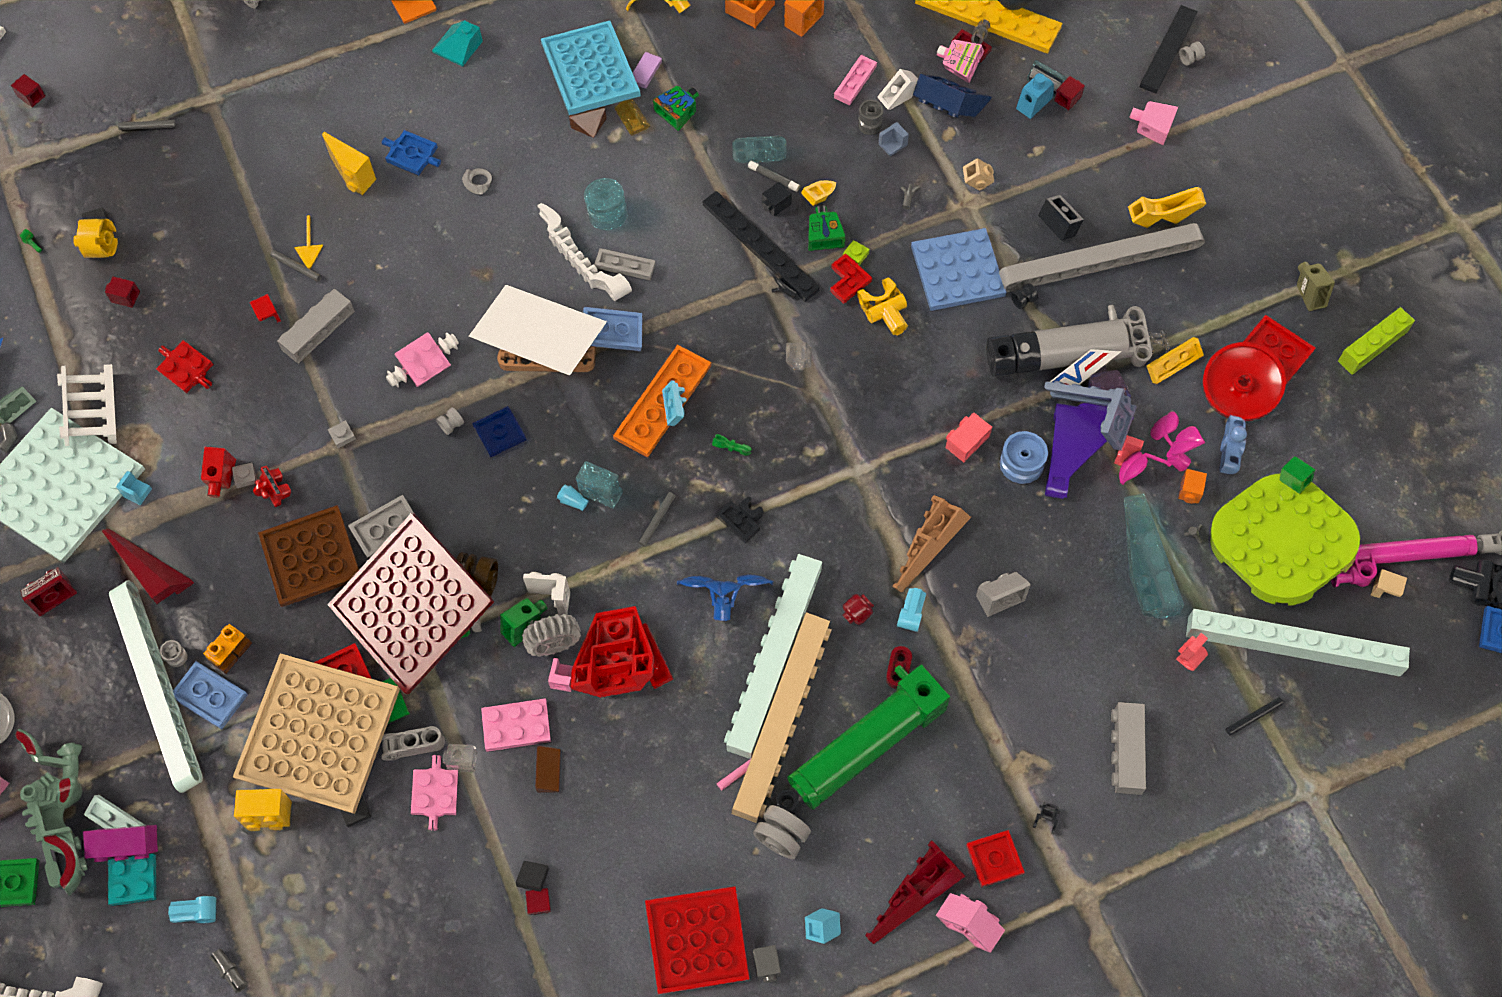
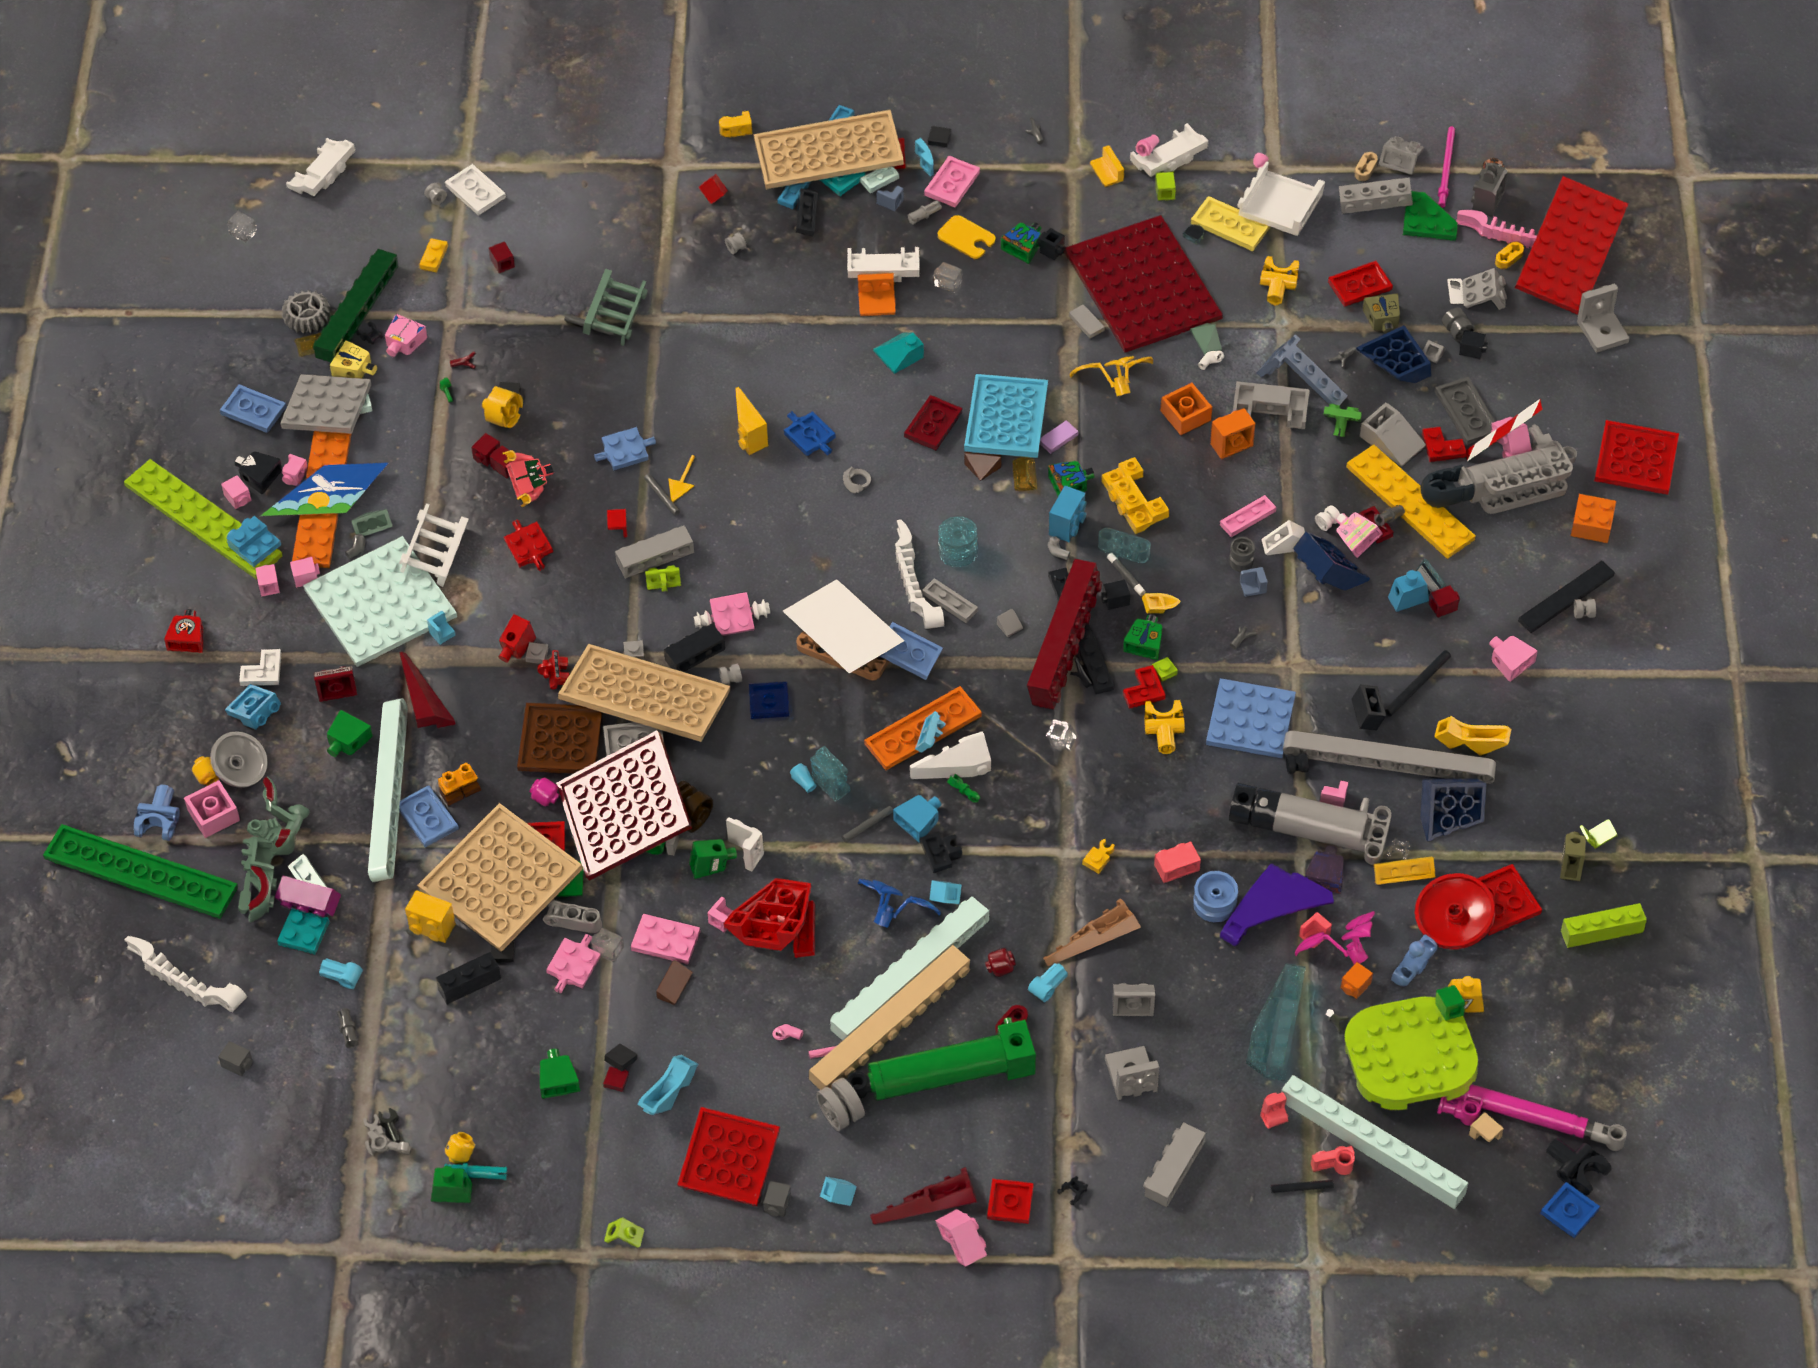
camera: 25 degrees right, 10 degrees down
(36, 205) = (463, 361): none -> dark red bar
(85, 642) = (347, 734): none -> green torso
(95, 286) = (483, 448): none -> dark red brick
(147, 92) = (602, 295): none -> sand green fence
(152, 298) = (527, 476): none -> torso
(171, 649) = (413, 771): light grey wheel -> none
(237, 234) = (624, 448): none -> medium blue plate
(320, 619) = (544, 792): none -> dark pink head
(333, 858) = (468, 978): none -> black brick
(342, 345) = (654, 575): none -> lime hips
(373, 474) = (644, 692): none -> tan plate
(401, 409) = (694, 648): none -> black brick
(476, 926) = (557, 1075): none -> green torso
(523, 99) = (933, 422): none -> dark red plate
(551, 635) = (727, 876): light grey gear -> none
(598, 889) = (665, 1091): none -> medium azure arch
(685, 772) = (787, 1031): none -> bright pink arm
(691, 264) = (1009, 623): none -> light grey slope
(694, 138) = (1067, 514): none -> dark azure brick
(697, 177) = (1056, 550): none -> light grey arm
(702, 492) = (917, 816): none -> dark azure torso
(722, 416) = (964, 759): none -> white wedge
(742, 104) = (1129, 498): none -> yellow bracket
(754, 255) = (1064, 634): none -> dark red brick
(768, 558) = (945, 892): none -> medium azure panel
(892, 462) = (1098, 858): none -> yellow plate
(926, 56) = (1327, 518): none -> white wheel
(978, 174) = (1313, 641): tan brick -> none
(1050, 672) = (1136, 1078): none -> light grey bracket
(1073, 314) = (1333, 795): none -> bright pink panel
(1085, 366) = (1310, 843): white sticker -> none
(1087, 175) = (1418, 682): none -> black piece
(1119, 409) = (1312, 890): sand blue bracket -> none
(1182, 281) = (1451, 805): none -> dark blue wedge
(1261, 680) = (1330, 1159): none -> coral plate
(1304, 451) = (1471, 992): none -> yellow torso
(1323, 253) = (1600, 834): none -> bracket

